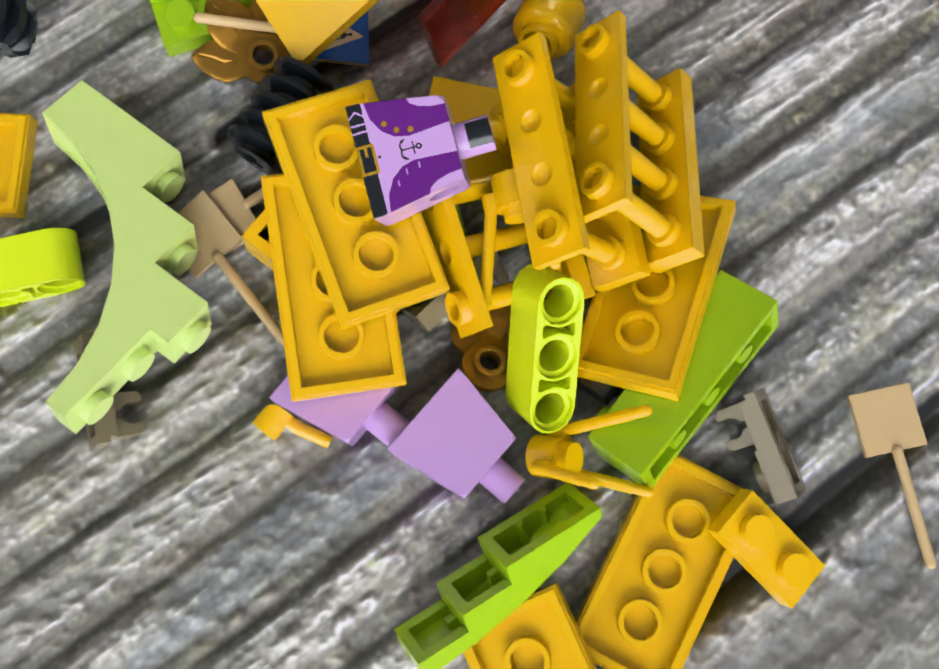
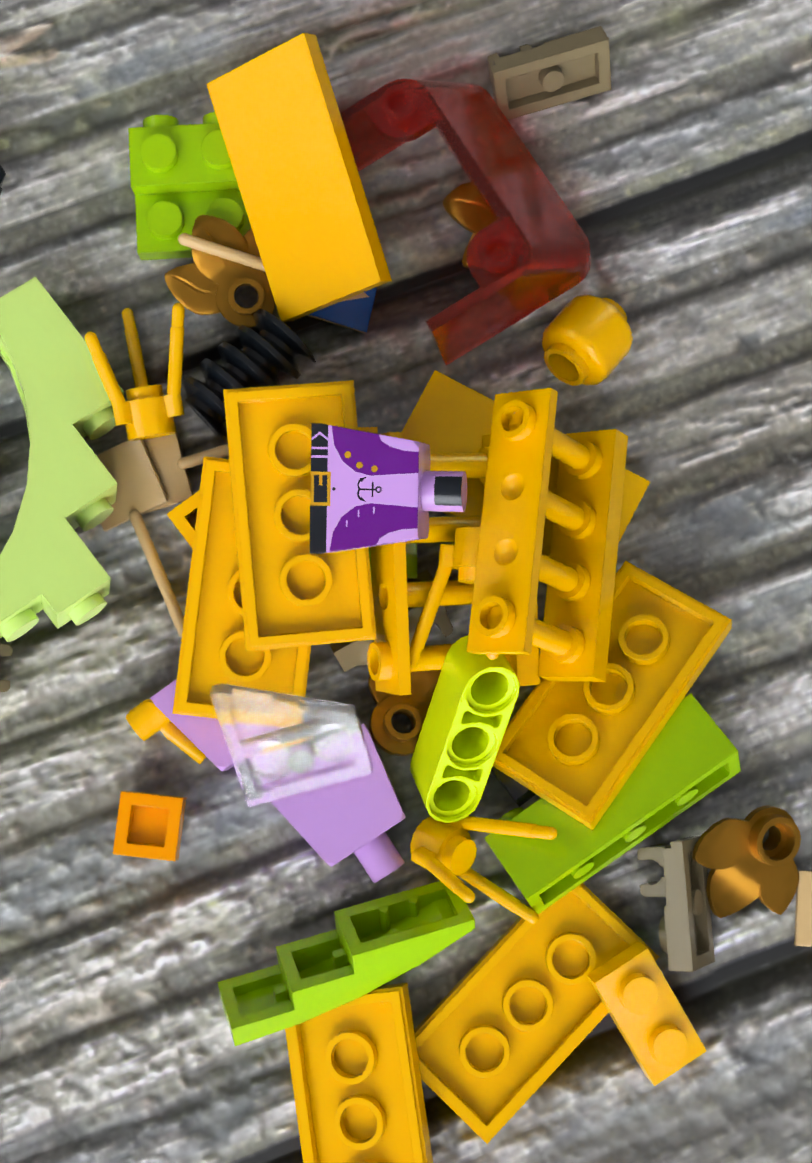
camera: 20 degrees right, 5 degrees up
(202, 163) = (147, 410): none -> yellow plant
(297, 510) = (149, 825): none -> light orange plate
(399, 397) = (289, 741): none -> clear wing
(667, 145) = (672, 540): yellow fence -> none
(810, 396) = (747, 867): none -> pearl gold plate

